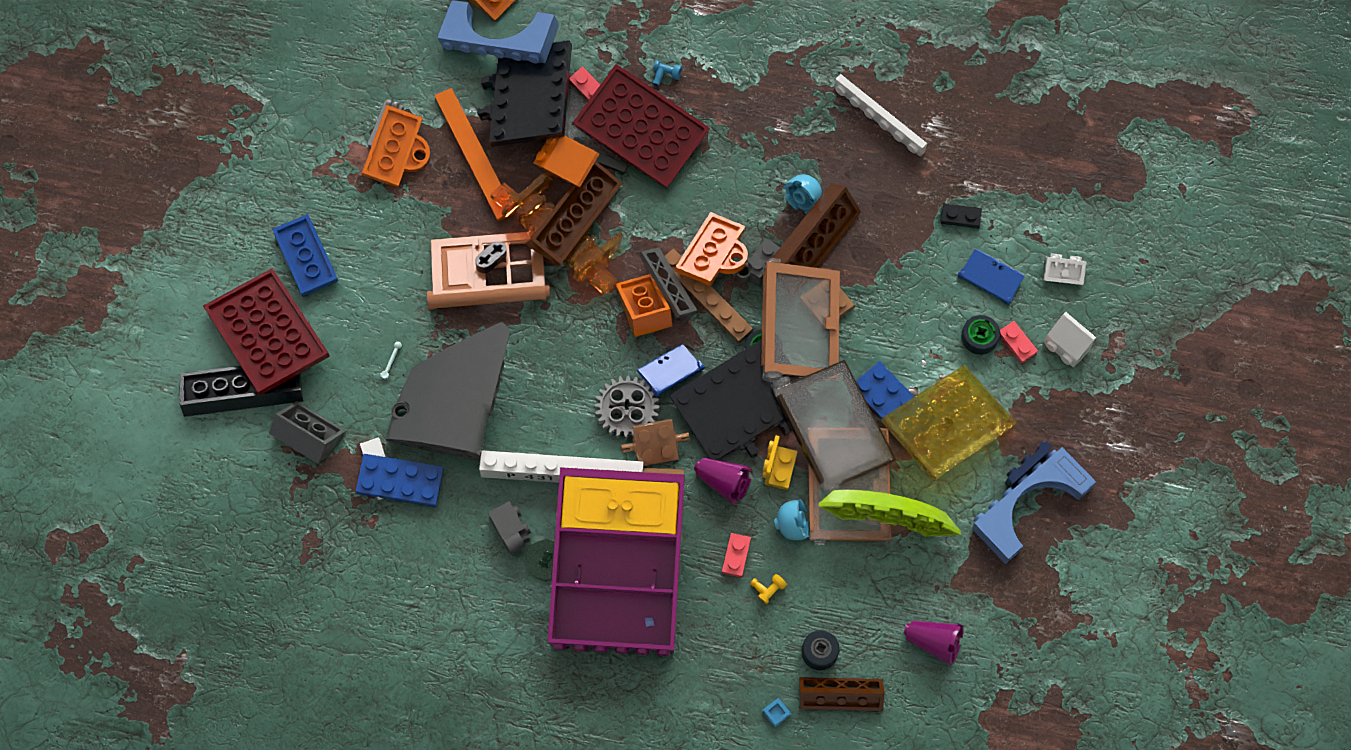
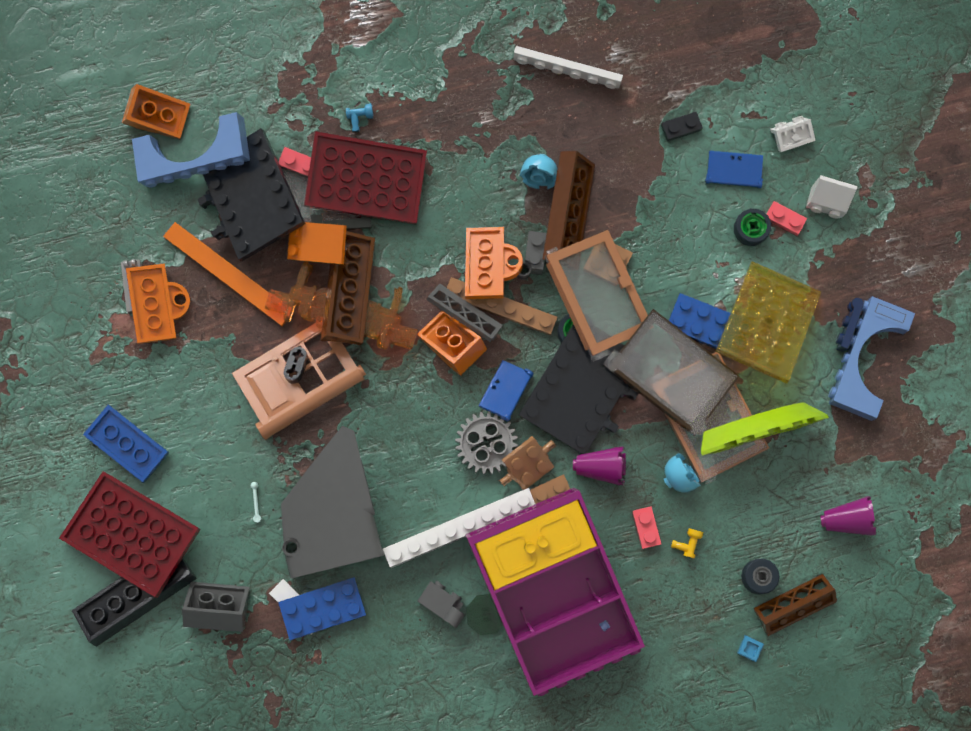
camera: 30 degrees left, 10 degrees up
(780, 465) = (643, 430): yellow bracket -> none

